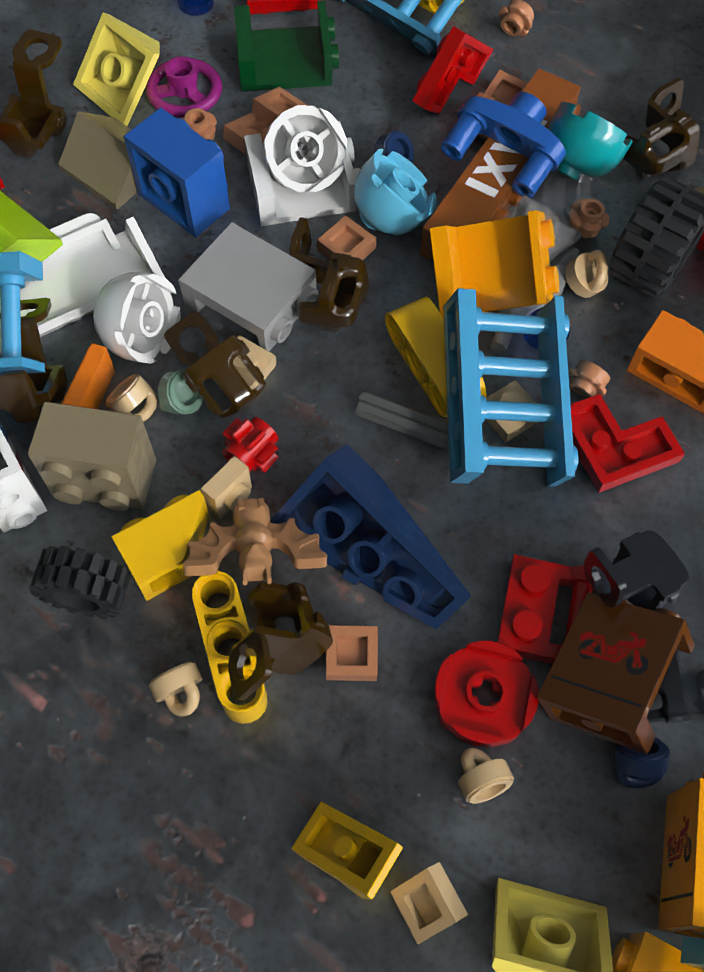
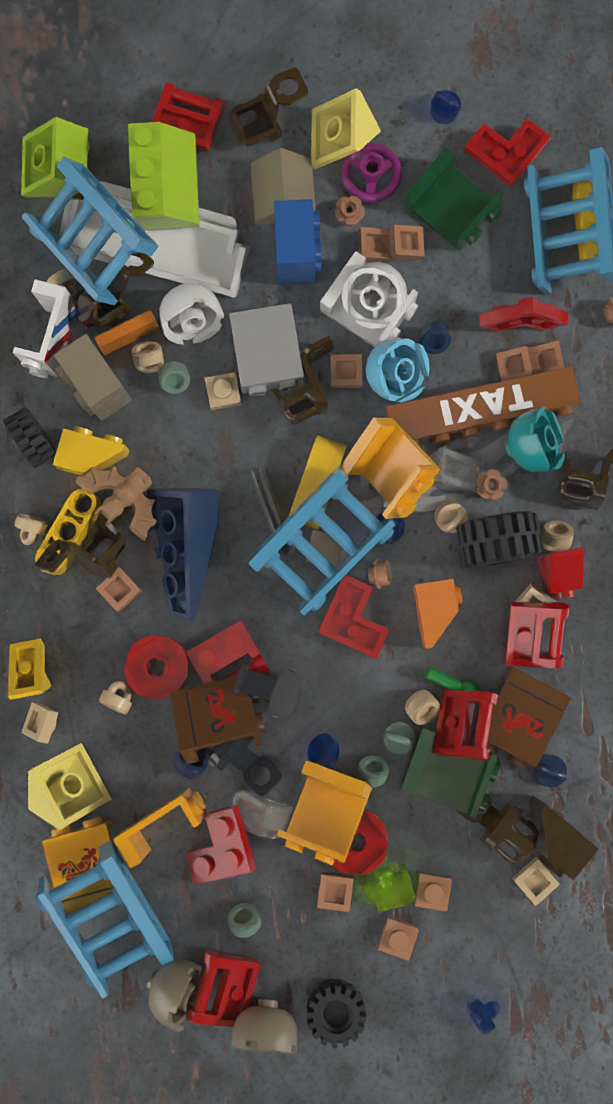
camera: 50 degrees right, 20 degrees up
(216, 365) = (200, 381): dark brown piece -> none
(227, 487) = (144, 454): tan plate -> none
(251, 443) = (175, 441): red gear -> none
(514, 127) = (501, 398): blue connector -> none

